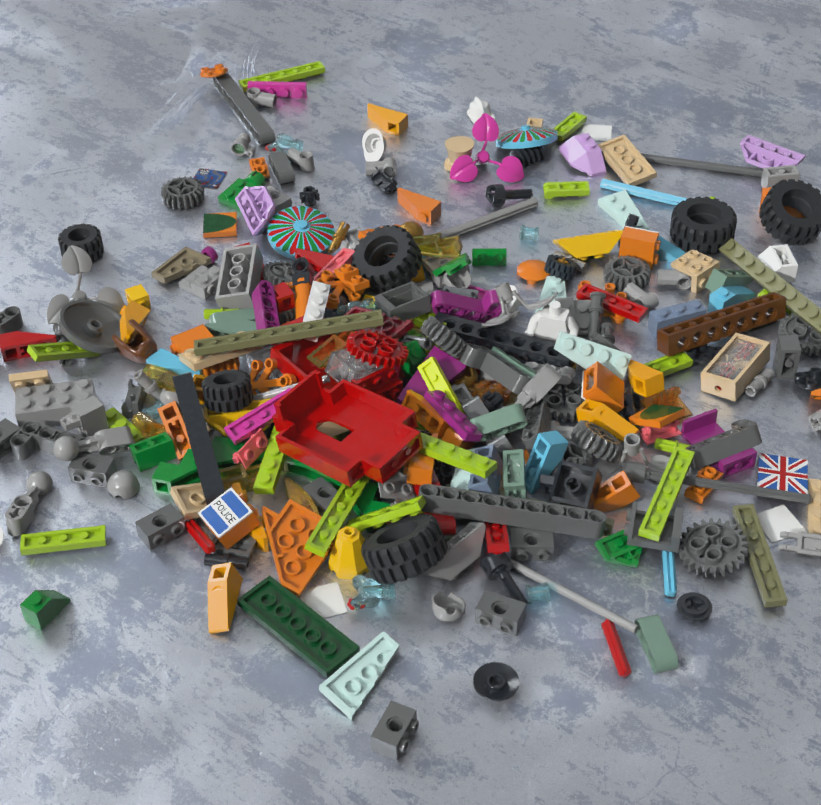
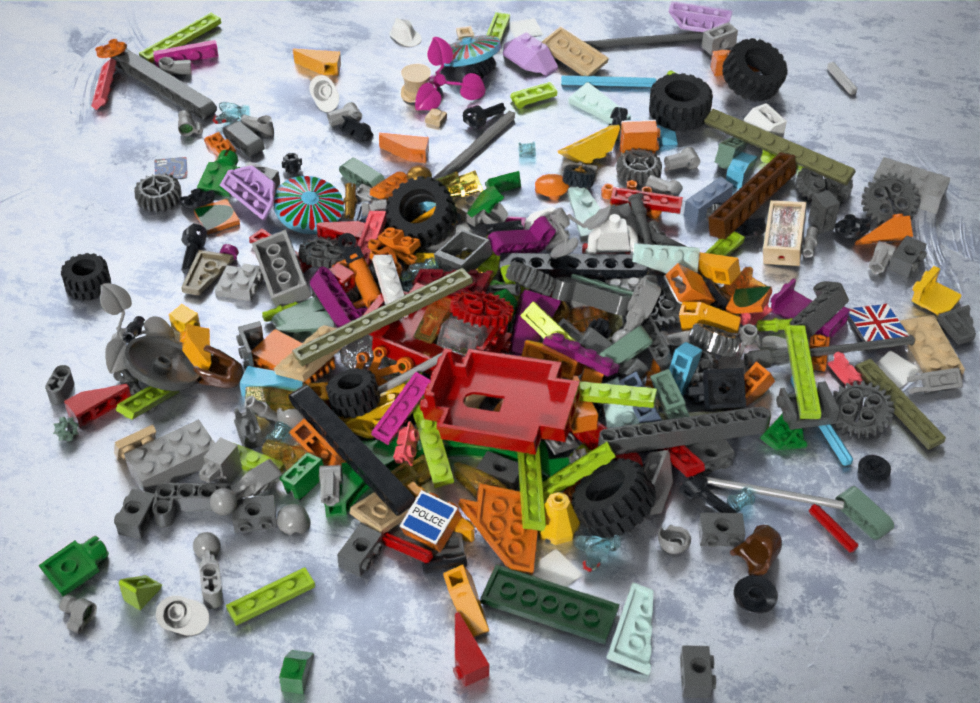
camera: 25 degrees left, 5 degrees up
(87, 292) = (133, 329): none -> black pin
(165, 457) = (330, 483): none -> light grey piece
(173, 324) = (249, 337): none -> dark grey bracket
(184, 239) = (192, 242): none -> black piece
(193, 643) = (469, 659): none -> red slope
(198, 96) = (103, 85): none -> coral plate
(213, 206) = (197, 198): none -> black dish
(362, 217) = (360, 173): none -> beam
(463, 188) = (436, 117): none -> tan plate
(527, 642) = (759, 549): none -> reddish brown hair
(697, 266) = (699, 143): tan bracket -> none
(721, 506) = (844, 370): none -> coral hinge

